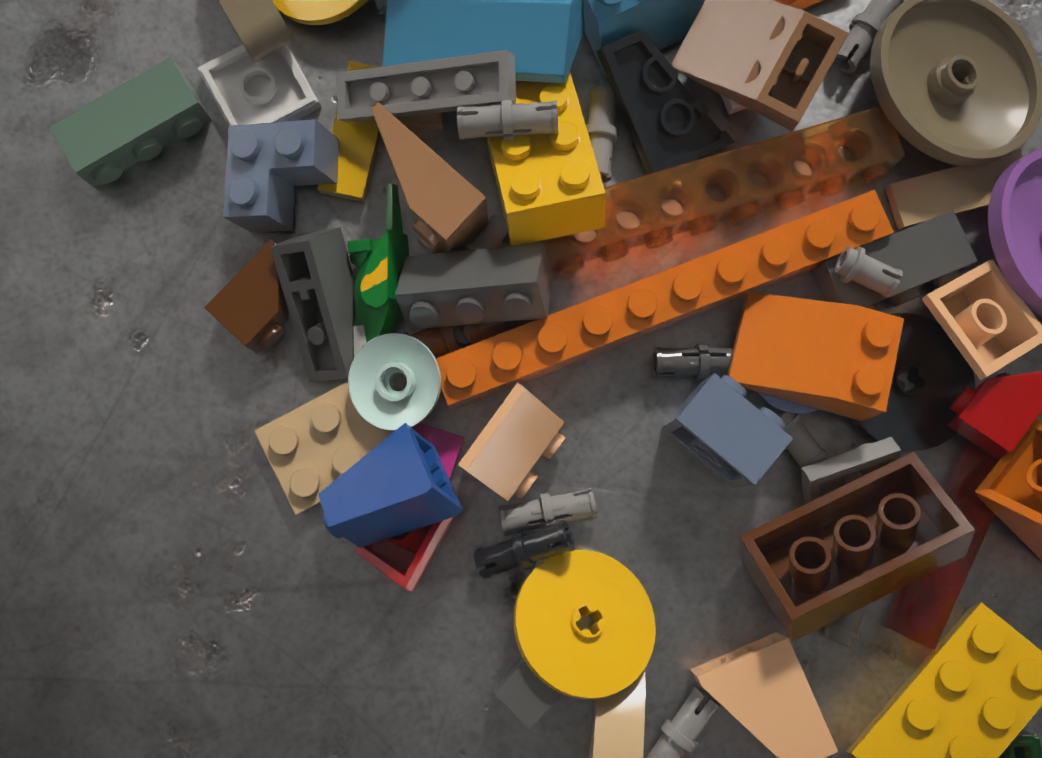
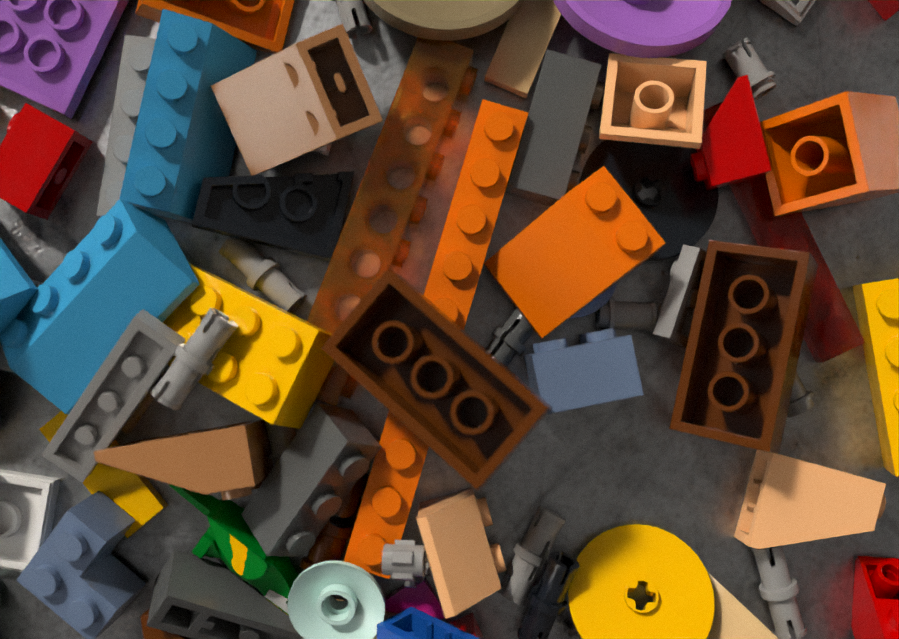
camera: 50 degrees left, 5 degrees up
(473, 406) = (405, 562): none -> light grey bar
(642, 312) = (436, 379): none -> reddish brown brick
(867, 271) = (543, 161): light grey pin -> none

